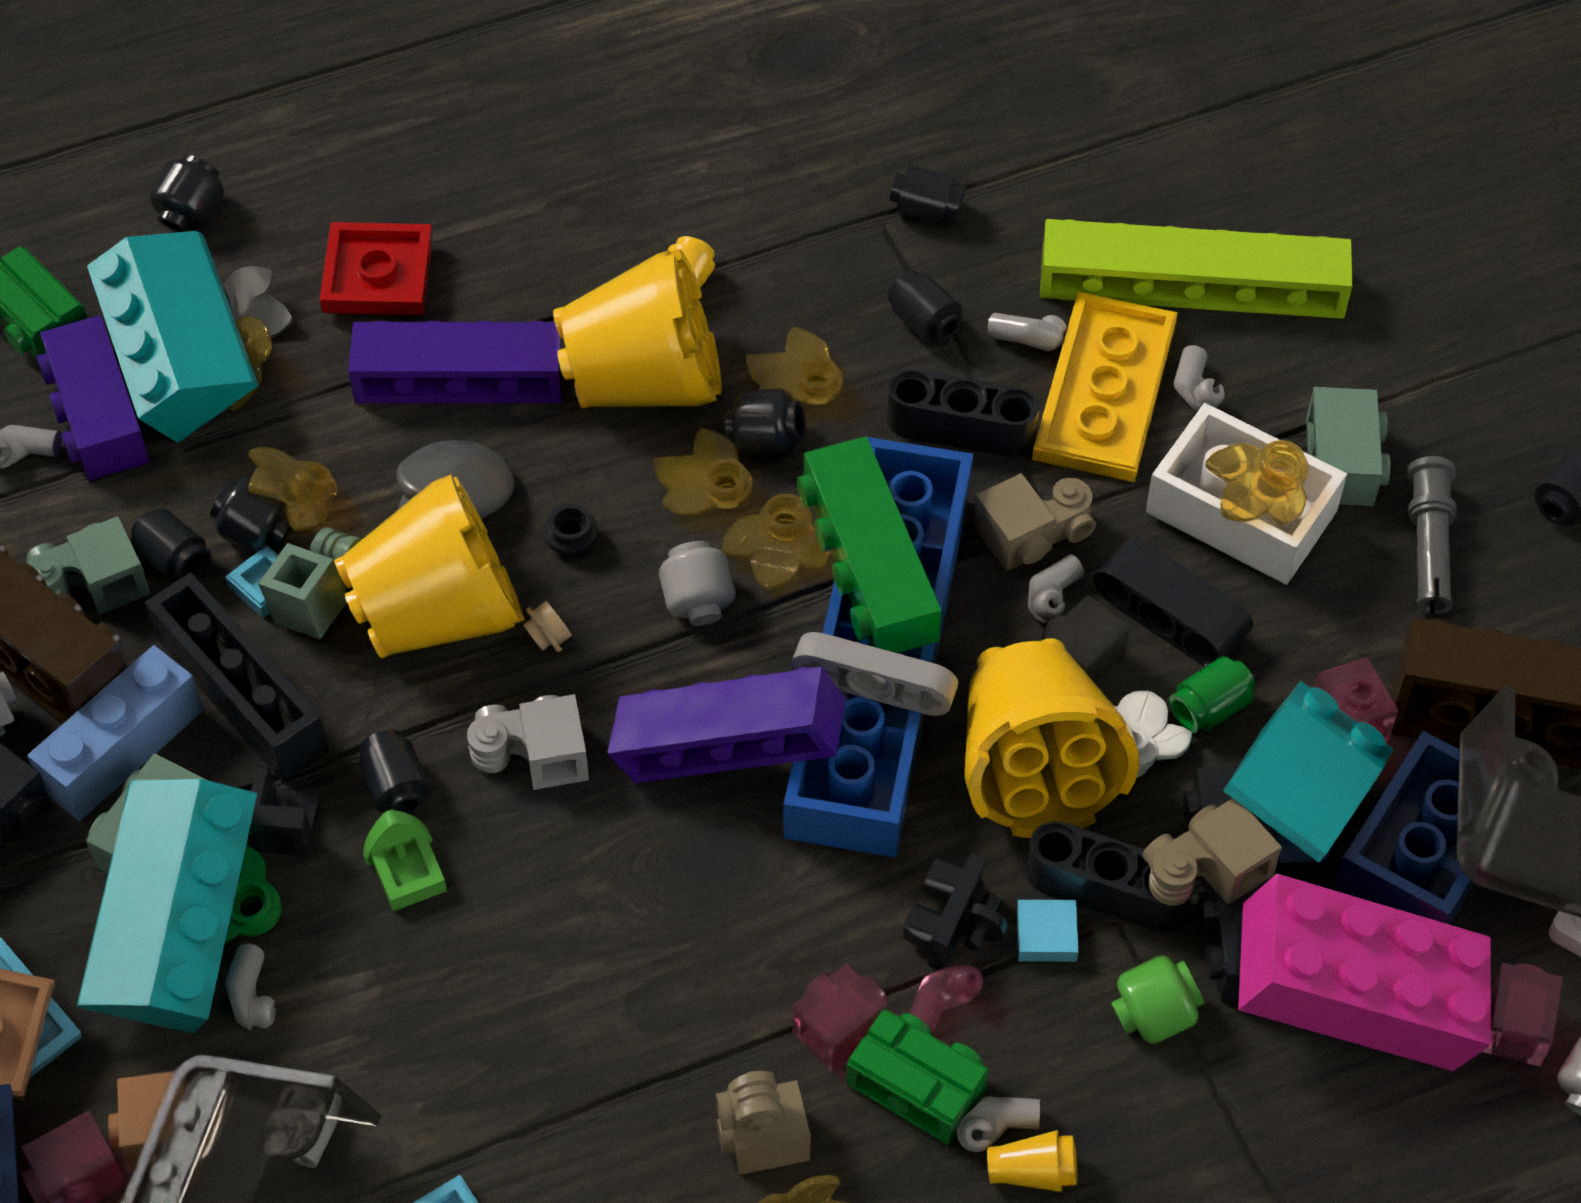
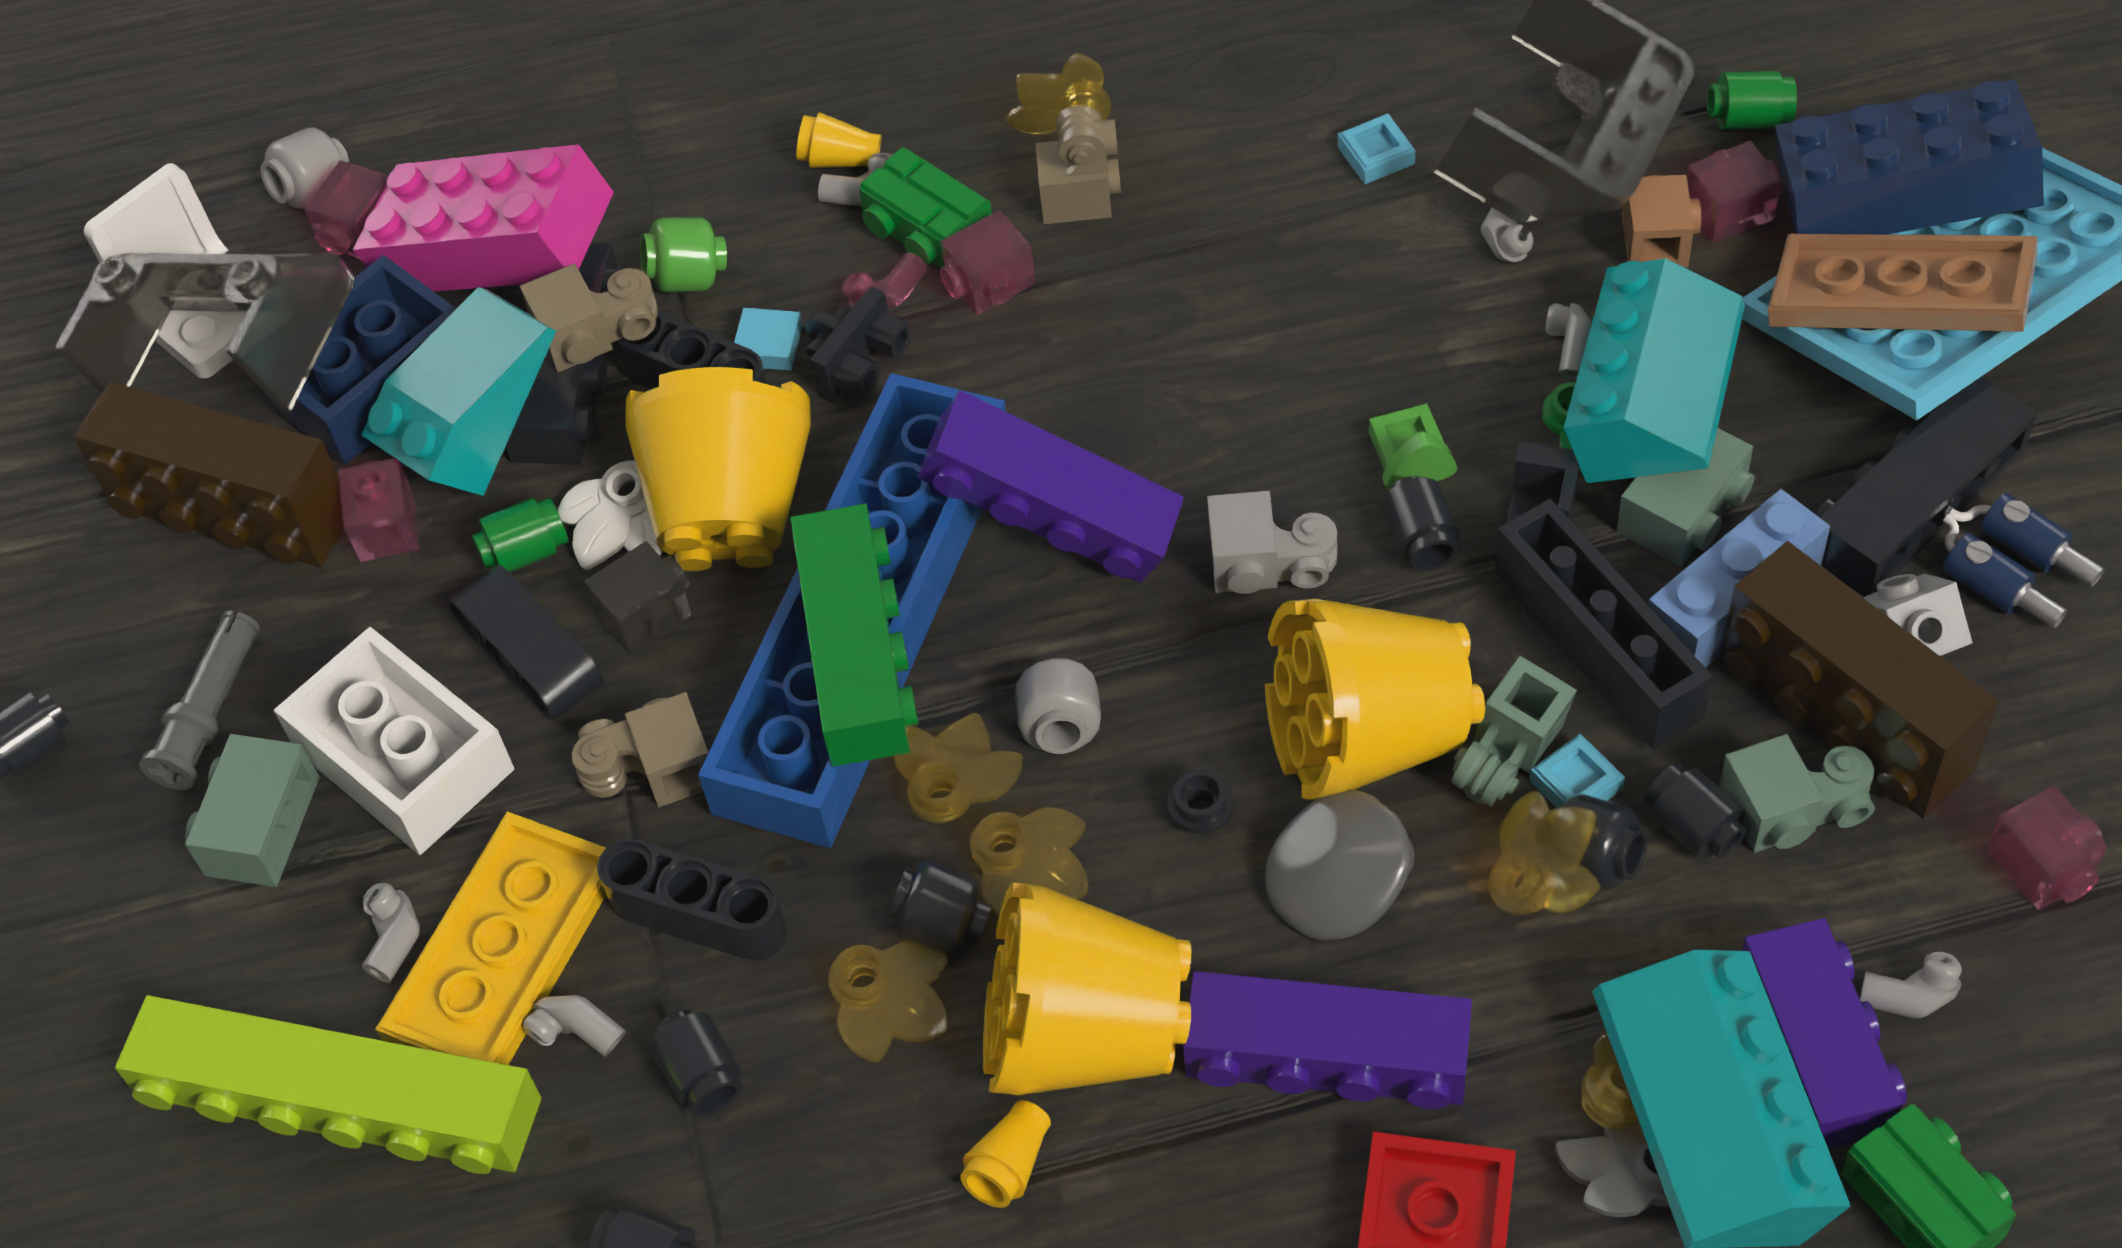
camera: 165 degrees left, 0 degrees up
(546, 627) = (1239, 679): tan plate -> none
(879, 673) = (890, 494): light grey beam -> none
(1047, 587) = (659, 679): light grey arm -> none
(1255, 483) = (384, 687): clear yellow plate -> none

